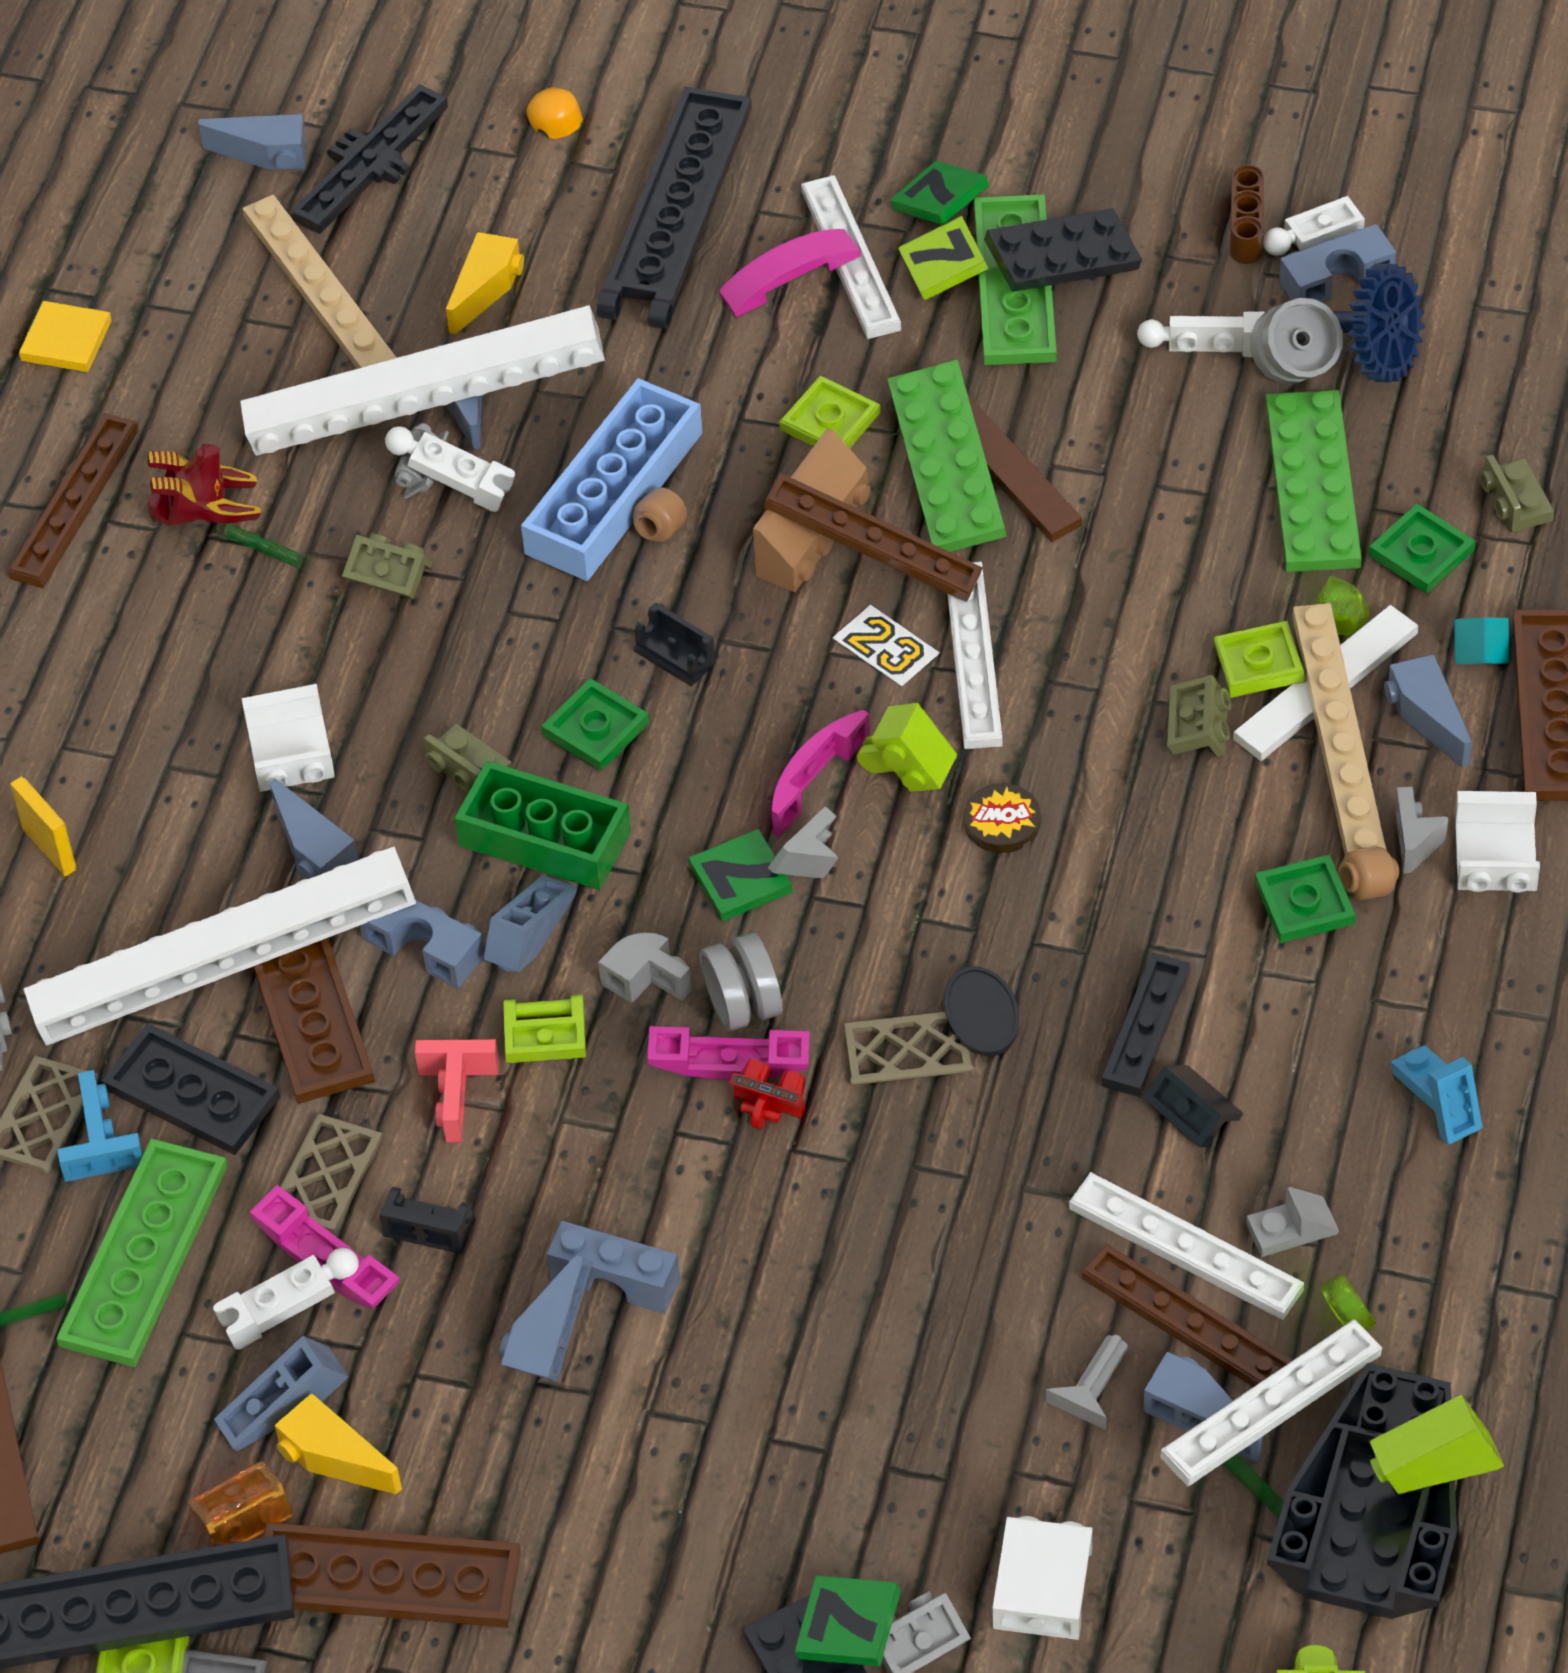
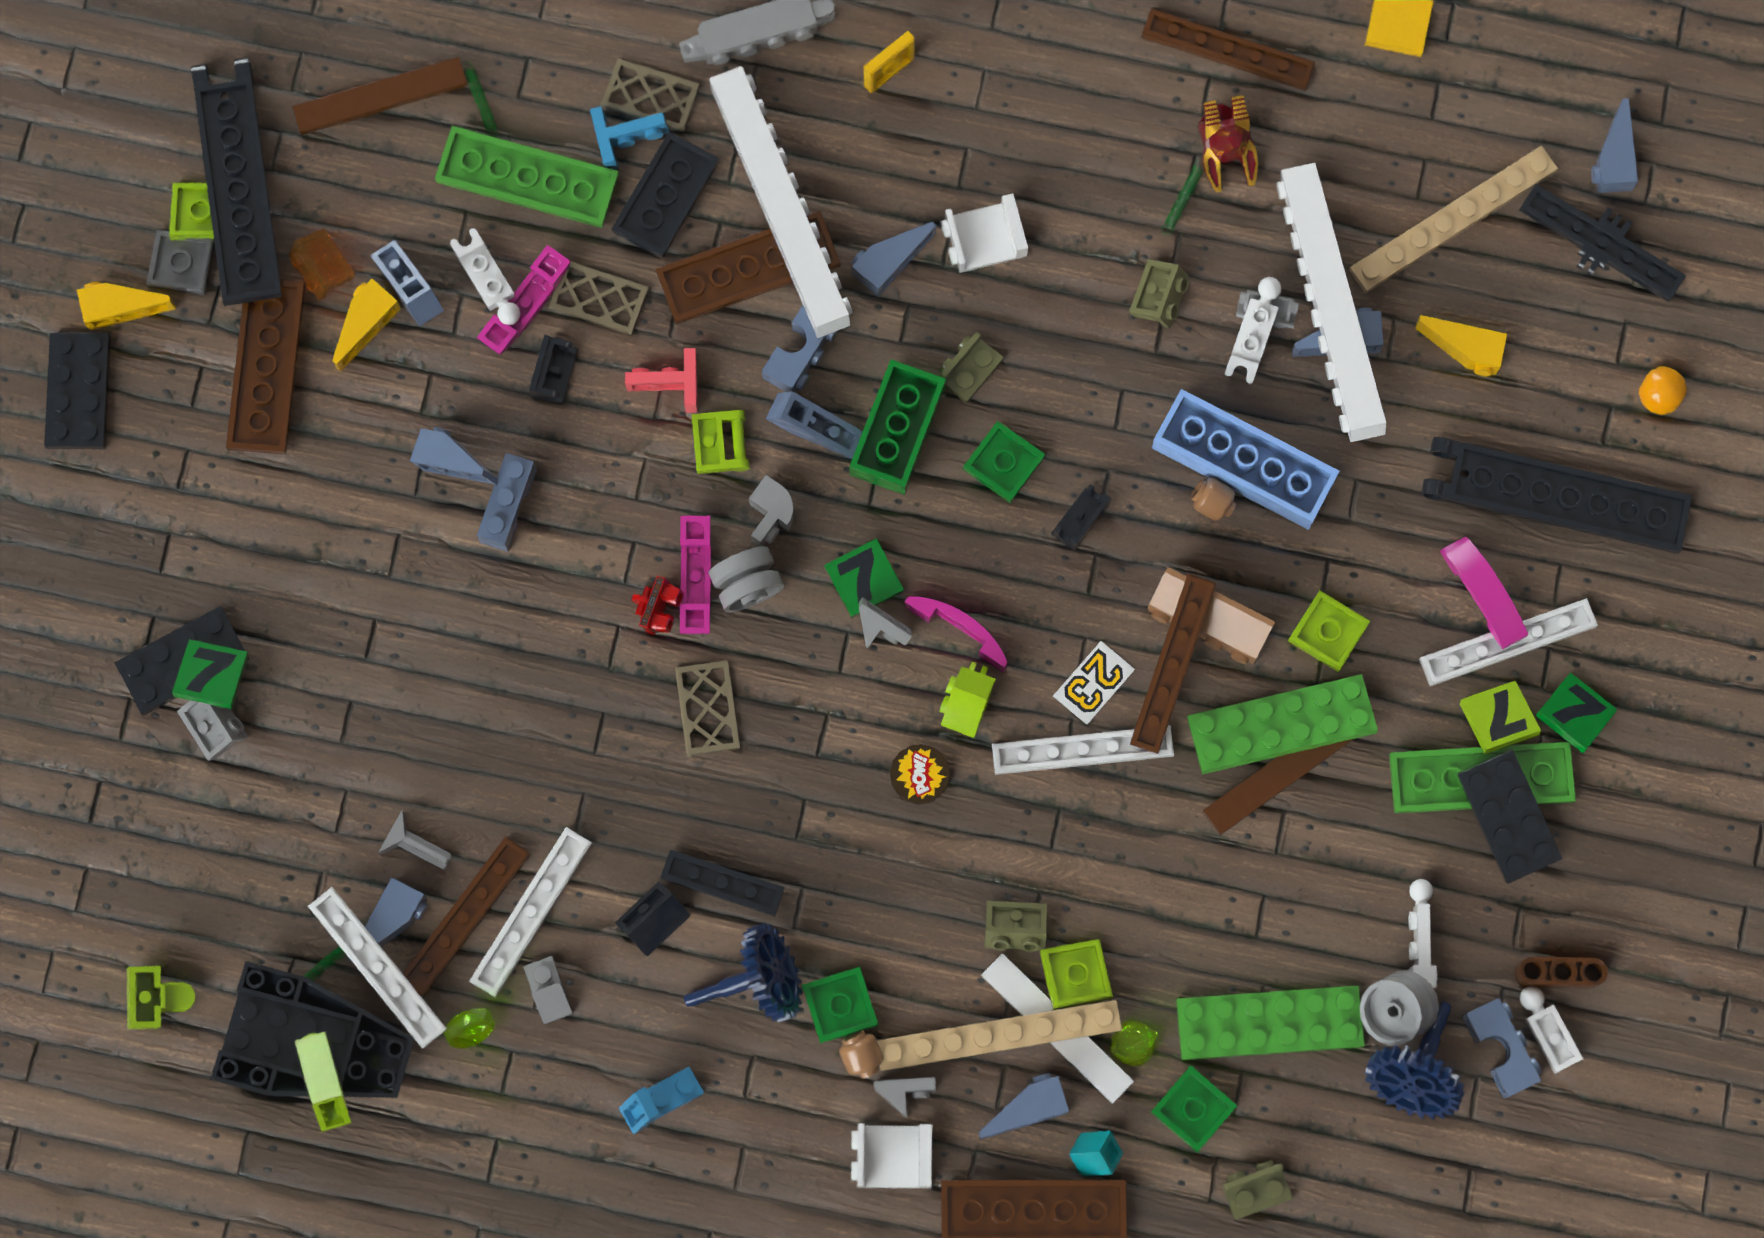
camera: 85 degrees right, 25 degrees up
(981, 1011) = (736, 761): black piece -> none
(1042, 1577) = (253, 808): white panel -> none
(1271, 949) = (768, 972): none -> dark blue gear

